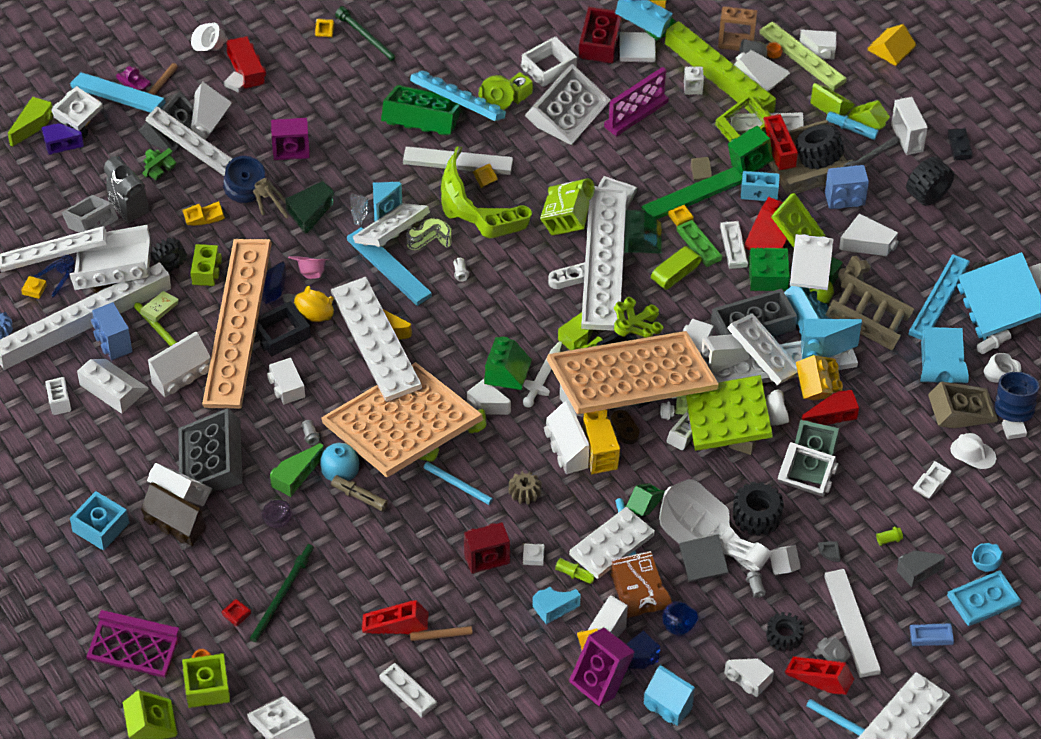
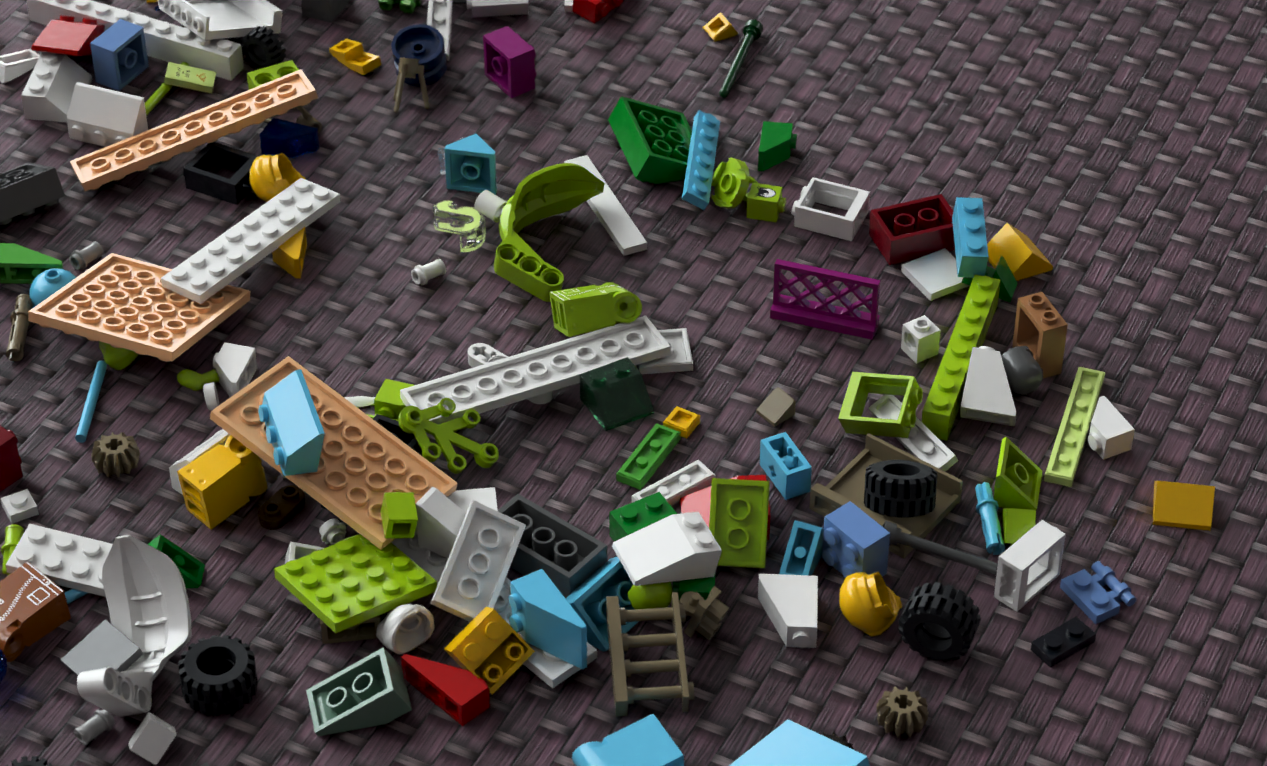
camera: 60 degrees right, 10 degrees down
(73, 350) = (68, 36): none -> slope
(286, 381) = (148, 207): white brick -> none
(310, 205) = (428, 121): clear green slope -> none
(310, 267) = (336, 153): bright pink piece -> none
(391, 224) = (432, 182): white plate -> none
(392, 270) = (389, 218): medium azure tile -> none
(439, 208) = (489, 205): none -> white piece
(466, 57) = (775, 144): none -> green slope
(485, 175) = (595, 231): yellow plate -> none
(503, 420) = (211, 395): none -> white tile
(506, 364) = (308, 347): green slope -> none
(568, 106) = (756, 240): white slope -> none
(624, 372) = (292, 425): none -> medium azure slope
(676, 267) = (582, 447): lime beam -> none
(694, 193) = (722, 414): green tile -> none
(709, 364) = (399, 515): none -> lime brick
(750, 150) = (830, 428): green brick -> none
(774, 50) = (1054, 393): orange plate -> none
(782, 145) = (870, 447): red slope -> none
(788, 463) = (295, 681): white window -> none
(828, 211) = (803, 549): none -> medium azure slope
(888, 204) = (868, 602): none -> yellow helmet
(936, 116) = (1090, 595): none -> medium blue plate
(939, 296) = (747, 726): medium azure tile -> none
(972, 230) = (902, 711): none -> dark tan gear

